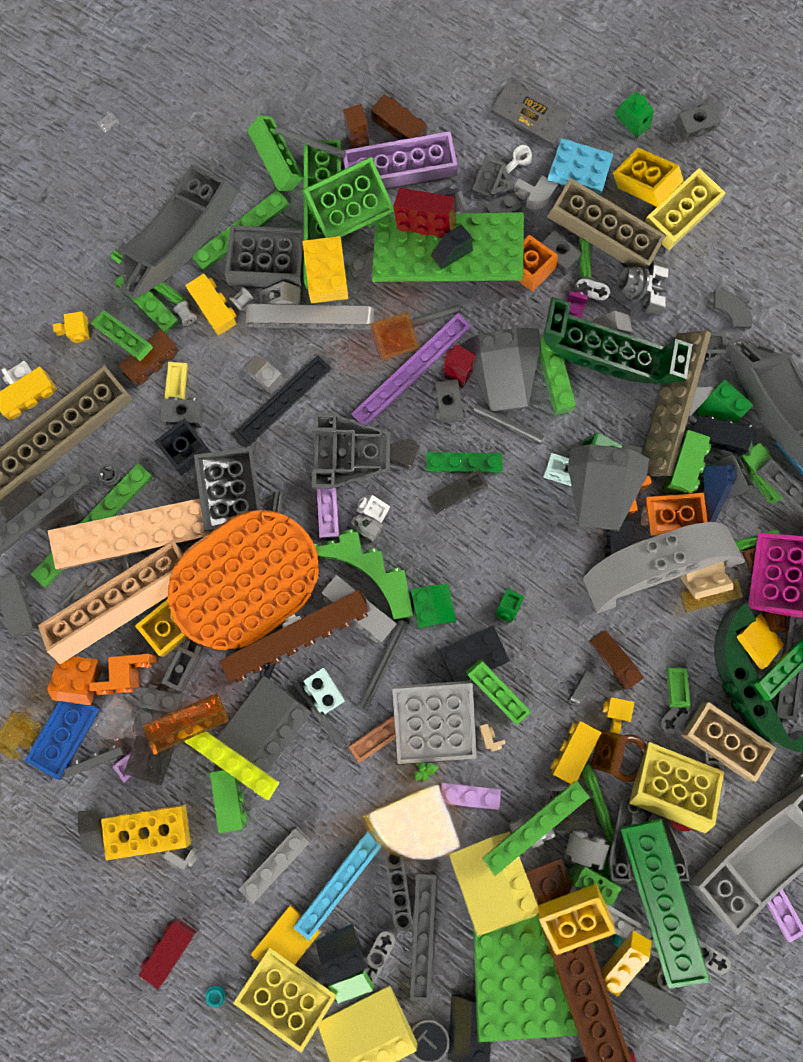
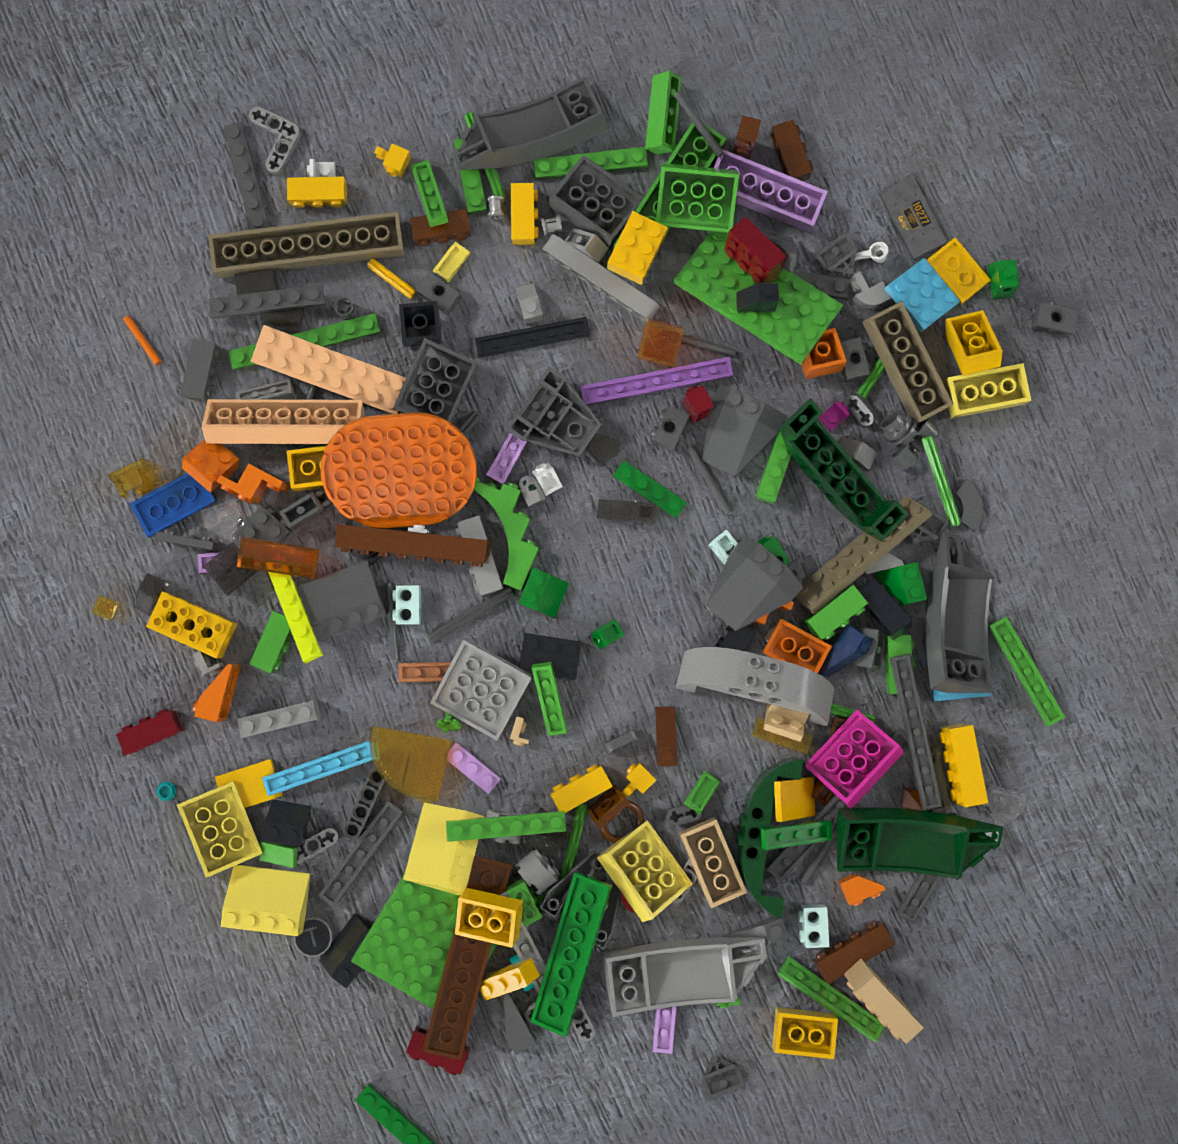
camera: 30 degrees right, 5 degrees up
(59, 867) = (105, 607): none -> clear yellow plate
(136, 426) = (391, 278): none -> yellow axle
(209, 882) = (217, 698): none -> orange slope
(595, 131) = (958, 270): none -> yellow tile
(699, 304) = (941, 481): none -> bright green axle

